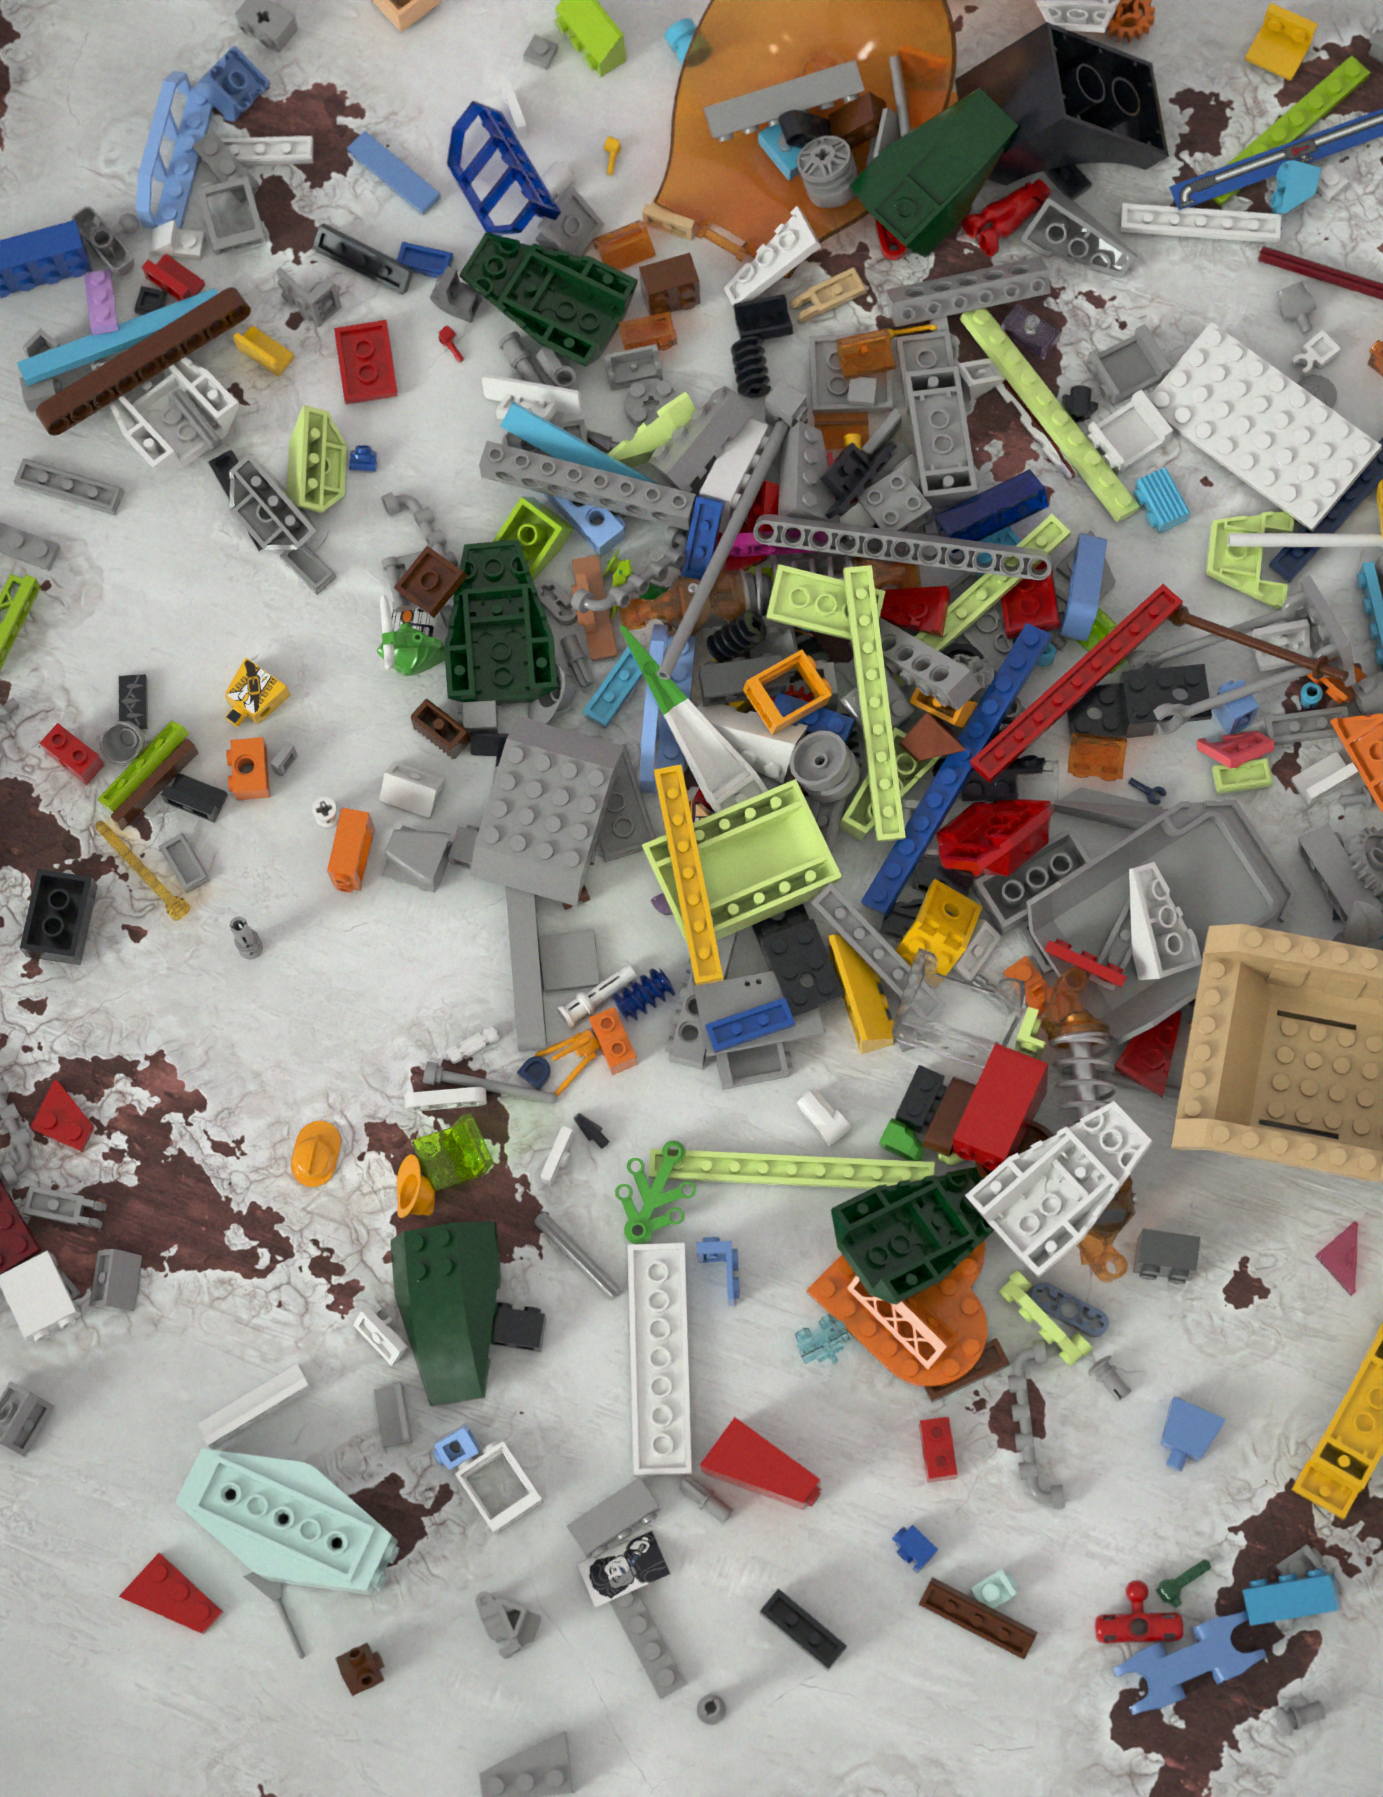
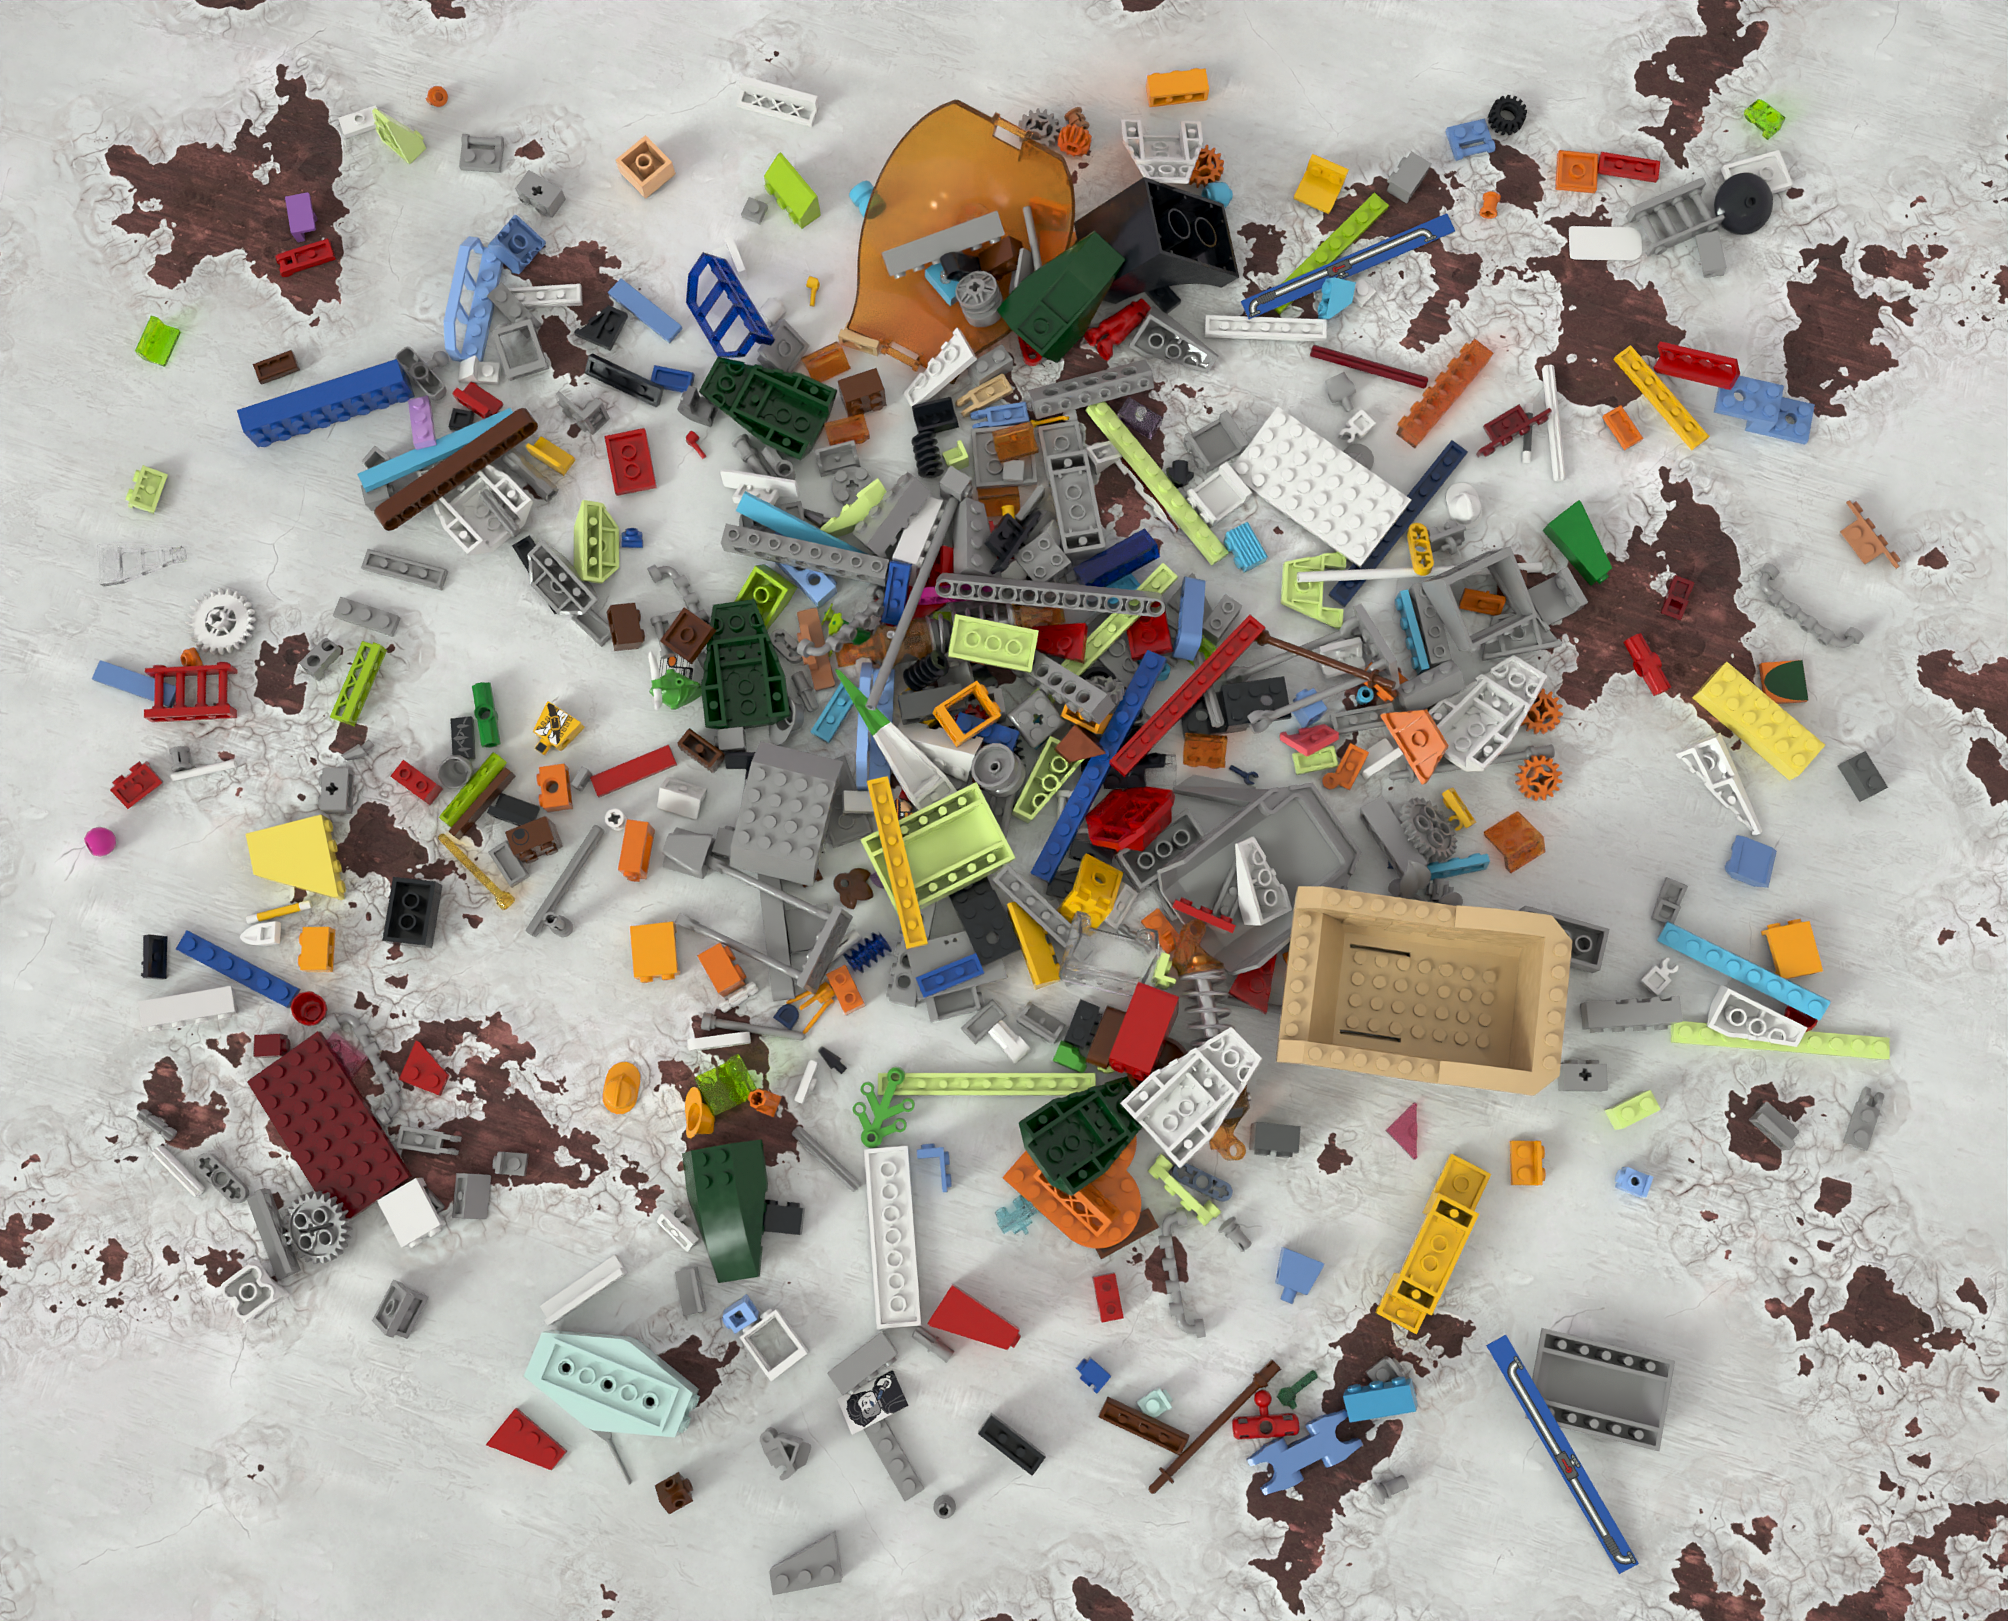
camera: 10 degrees left, 5 degrees up
(166, 687) = (484, 702): none -> green piece
(168, 1241) = (510, 1163): none -> light grey bracket
(219, 831) = (534, 840): none -> reddish brown brick
(222, 360) = (527, 472): none -> light grey axle
(256, 885) = (565, 879): none -> light grey axle
(339, 192) = (603, 328): none -> black wing
(349, 568) = (625, 626): none -> reddish brown brick
(350, 752) = (633, 771): none -> red tile
(367, 981) = (654, 951): none -> light orange panel
(452, 1003) = (722, 970): none -> orange brick
(501, 1176) = (764, 1101): none -> orange piece
(580, 993) = (817, 959): none -> light grey piece
(633, 912) = (856, 889): none -> reddish brown plate
(640, 803) = (857, 802): none -> white tile
(788, 1092) = (983, 1021): none -> light grey tile
(789, 371) = (956, 457): none -> yellowish green panel
(838, 257) = (990, 365): none -> light grey brick
(849, 321) = (1001, 415): none -> medium blue hinge
(865, 1096) = (1040, 1023): none -> light grey hinge
(874, 703) = (1033, 719): yellowish green plate -> none
(1106, 688) = (1210, 696): none -> light grey axle
(1125, 590) = (1221, 619): none -> light grey brick
(1134, 1568) = (1259, 1381): none -> reddish brown bar
(1147, 48) = (1218, 192): none -> medium azure head
(1284, 788) = (1347, 769): none -> orange hinge

